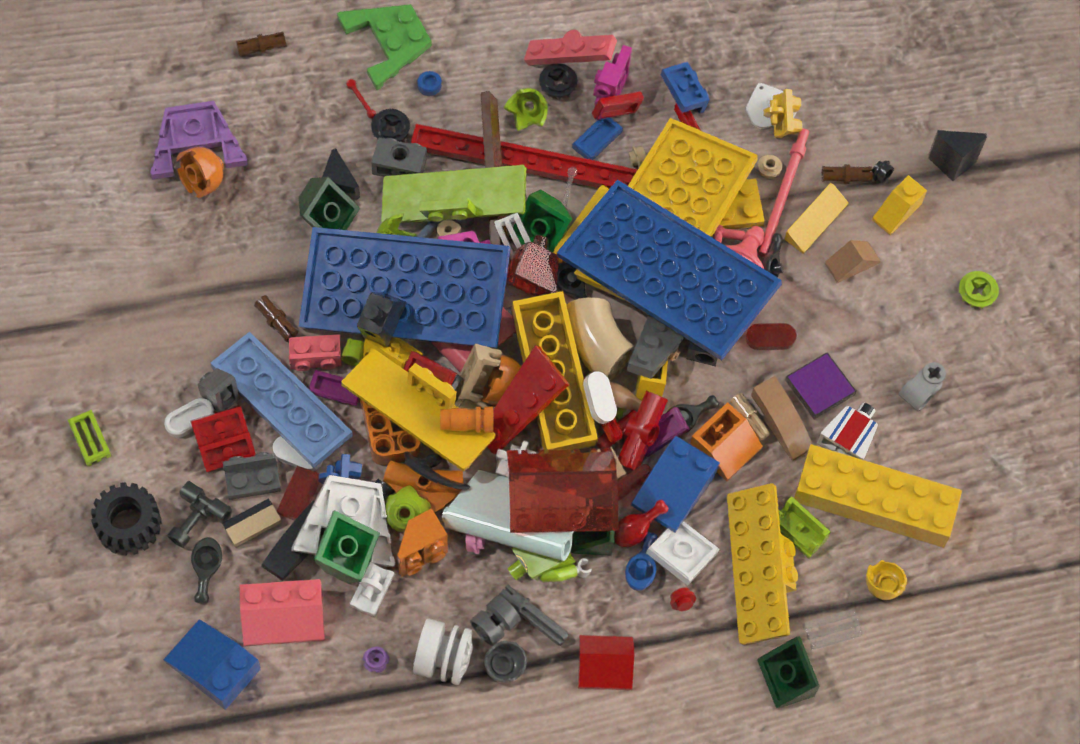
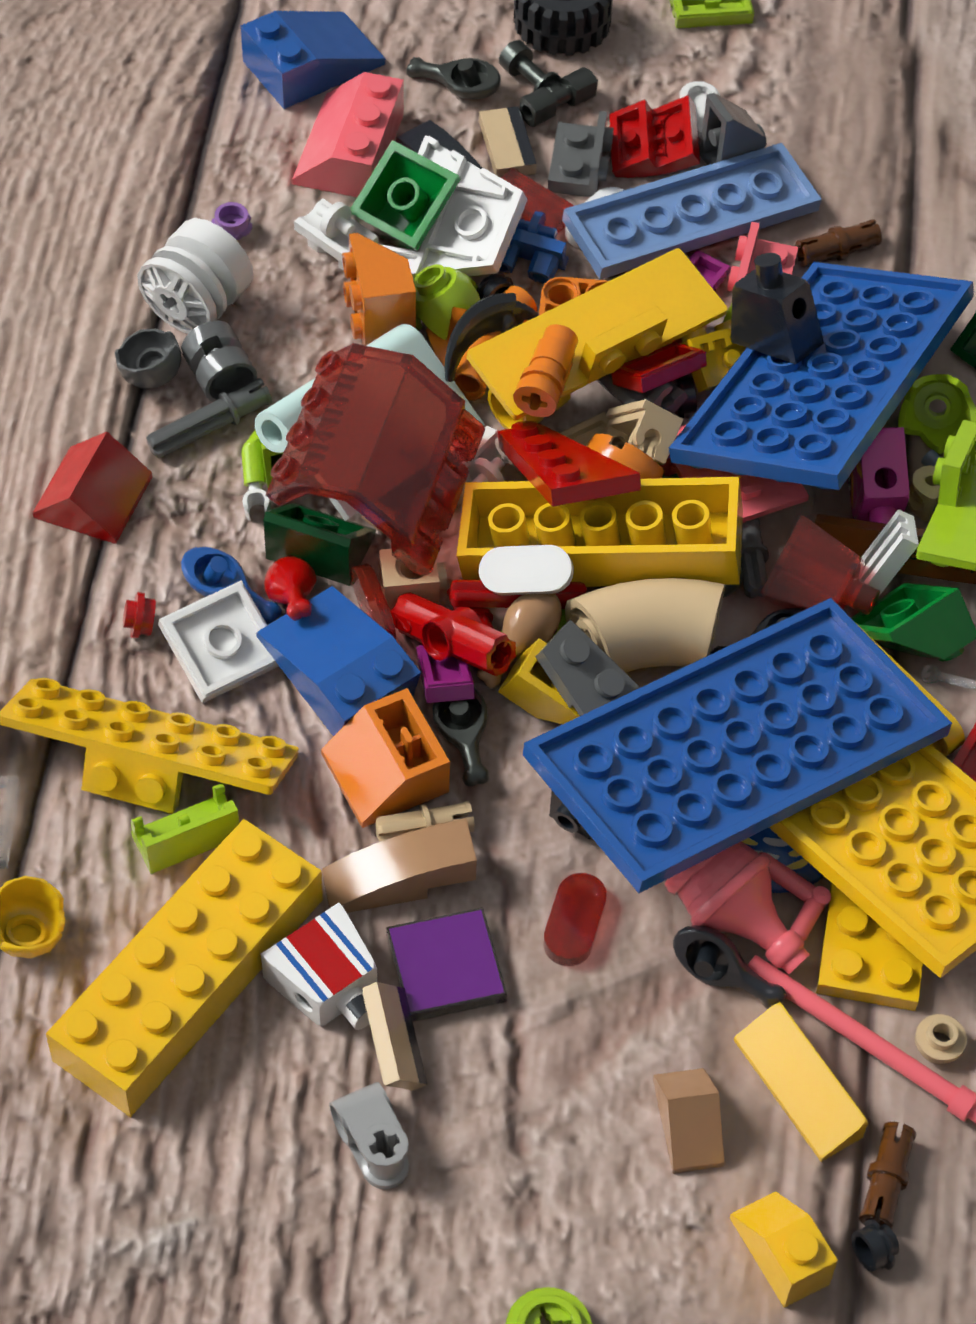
camera: 110 degrees right, 10 degrees down
(874, 390) = (394, 1036): none -> tan tile

